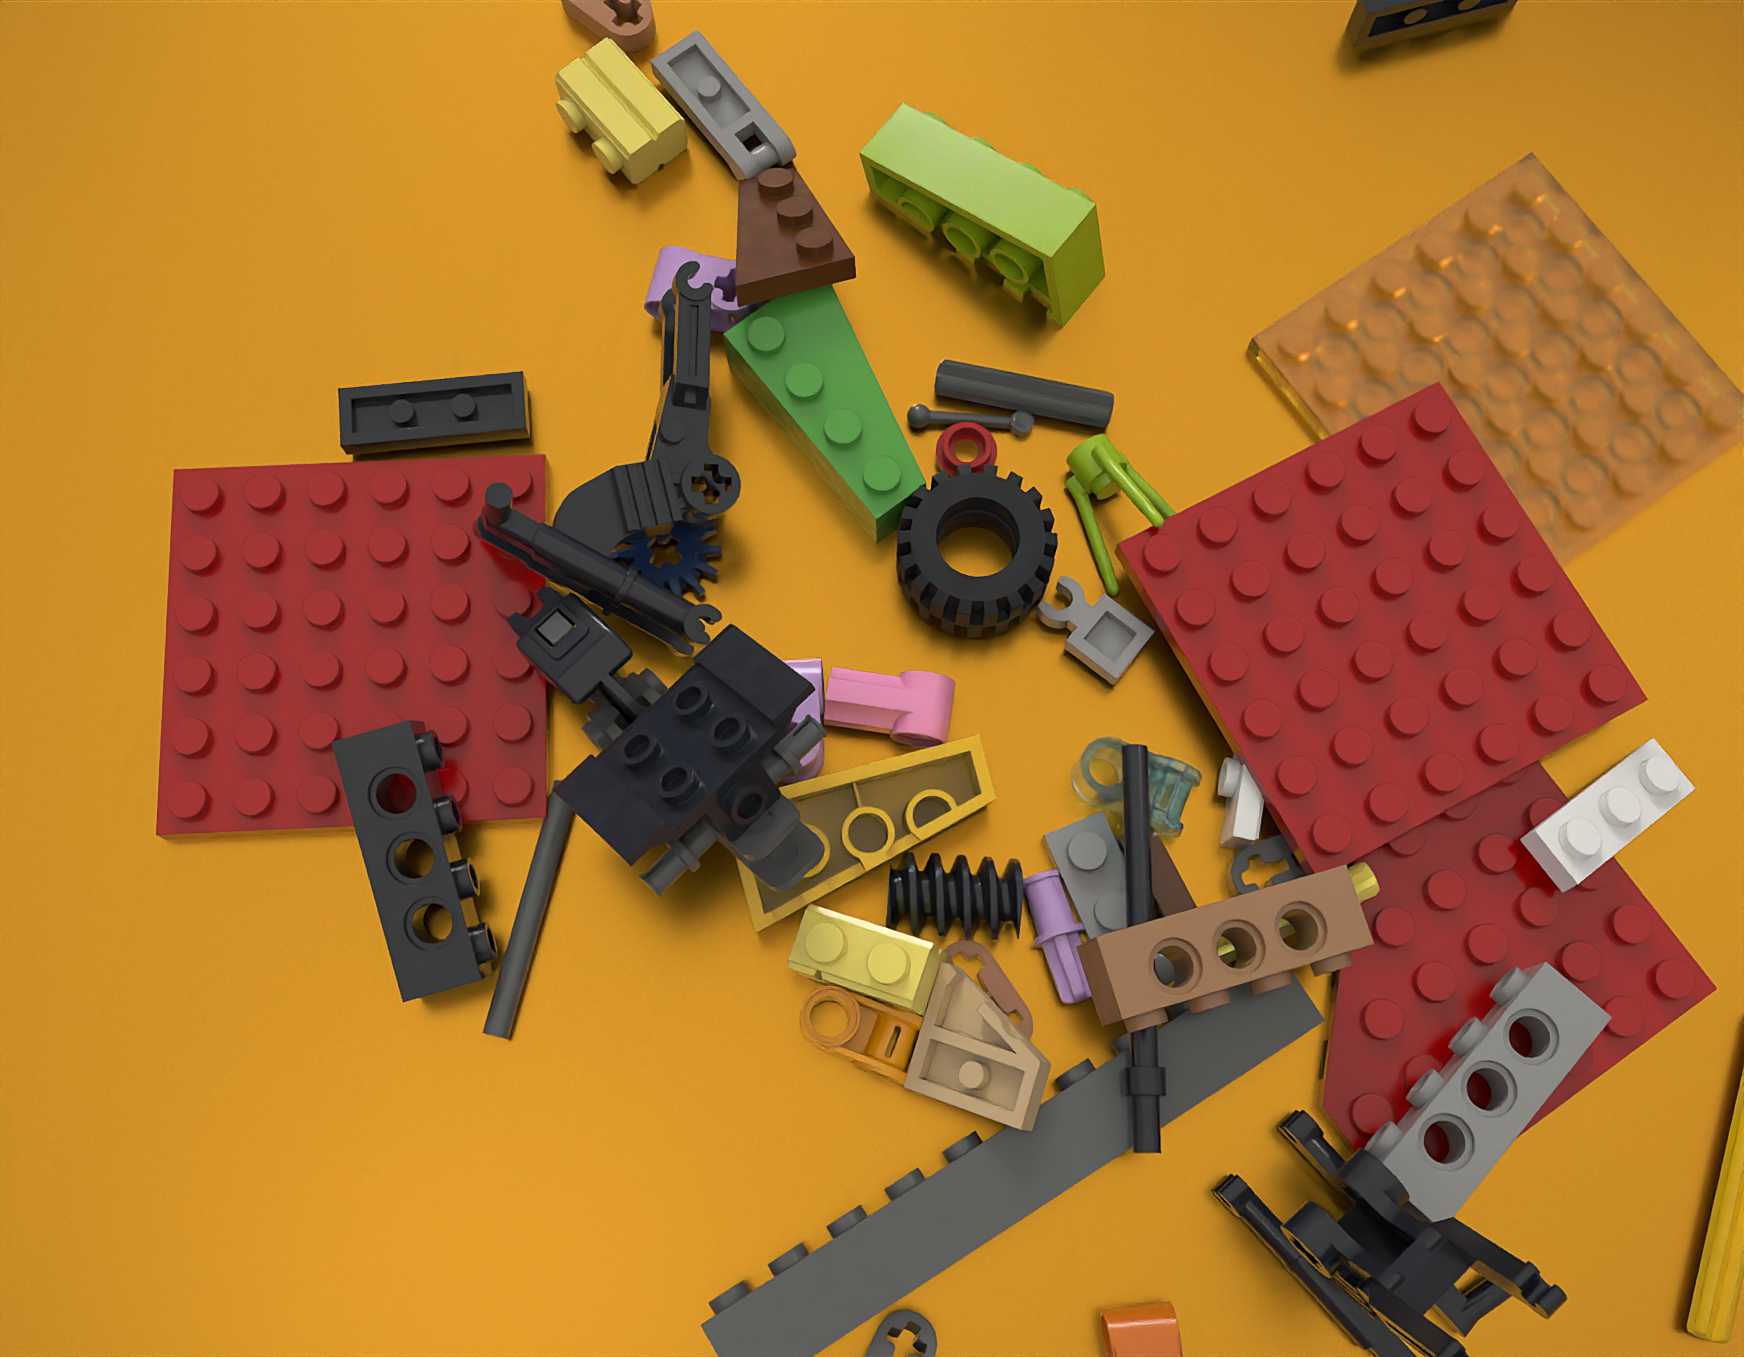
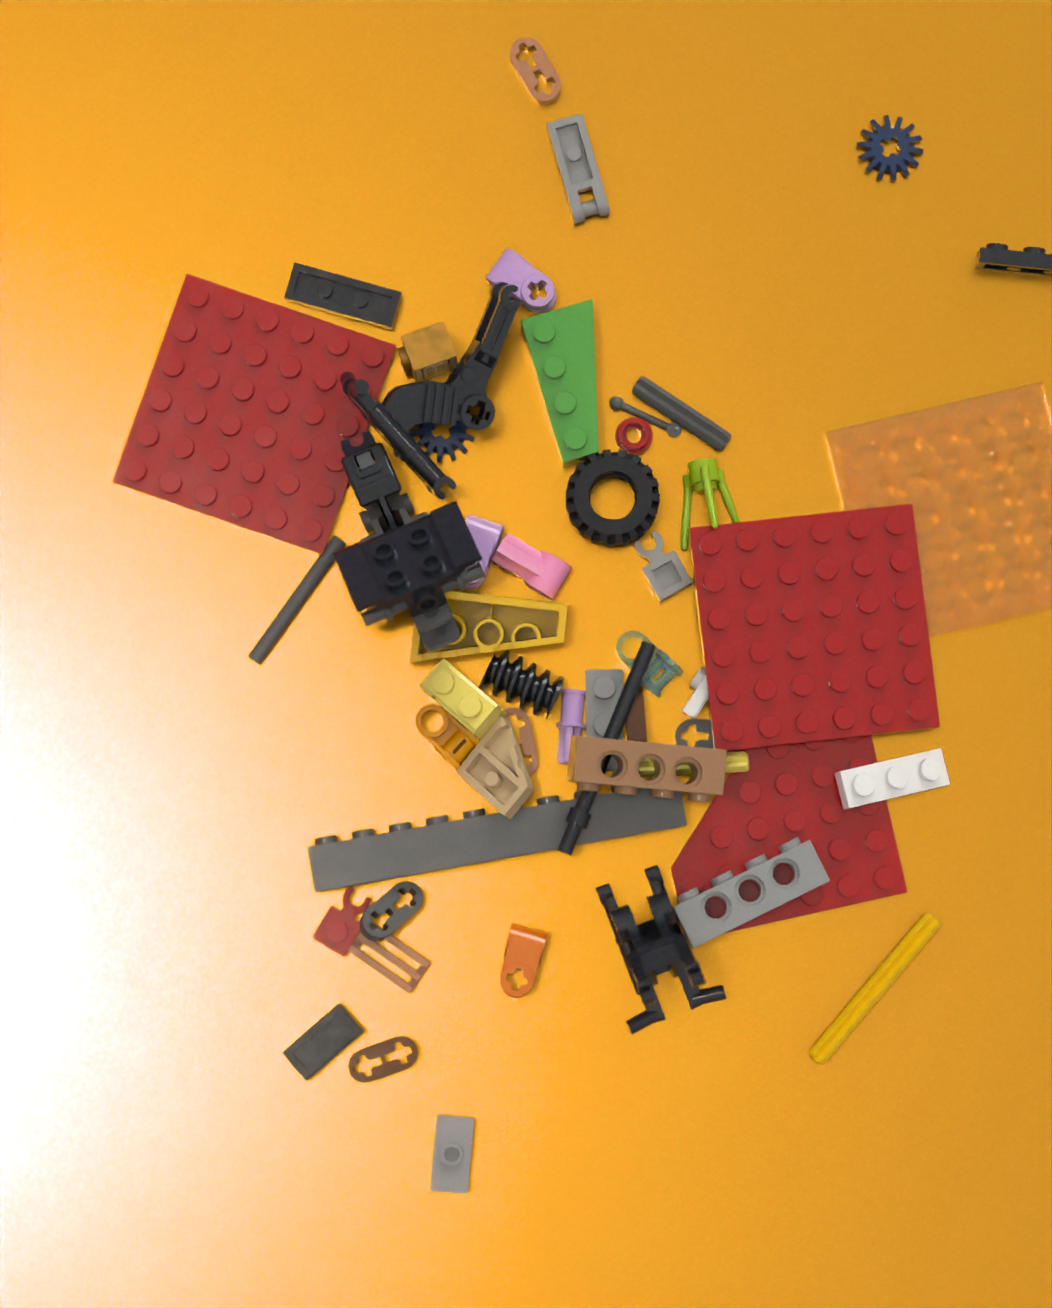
camera: 25 degrees right, 10 degrees up
(367, 769) = (231, 608): black brick -> none
(594, 429) = (427, 352): none -> pearl gold brick
(620, 112) = (516, 148): light yellow brick -> none
(785, 239) = (578, 273): reddish brown wing -> none
(989, 207) = (705, 294): lime wedge -> none

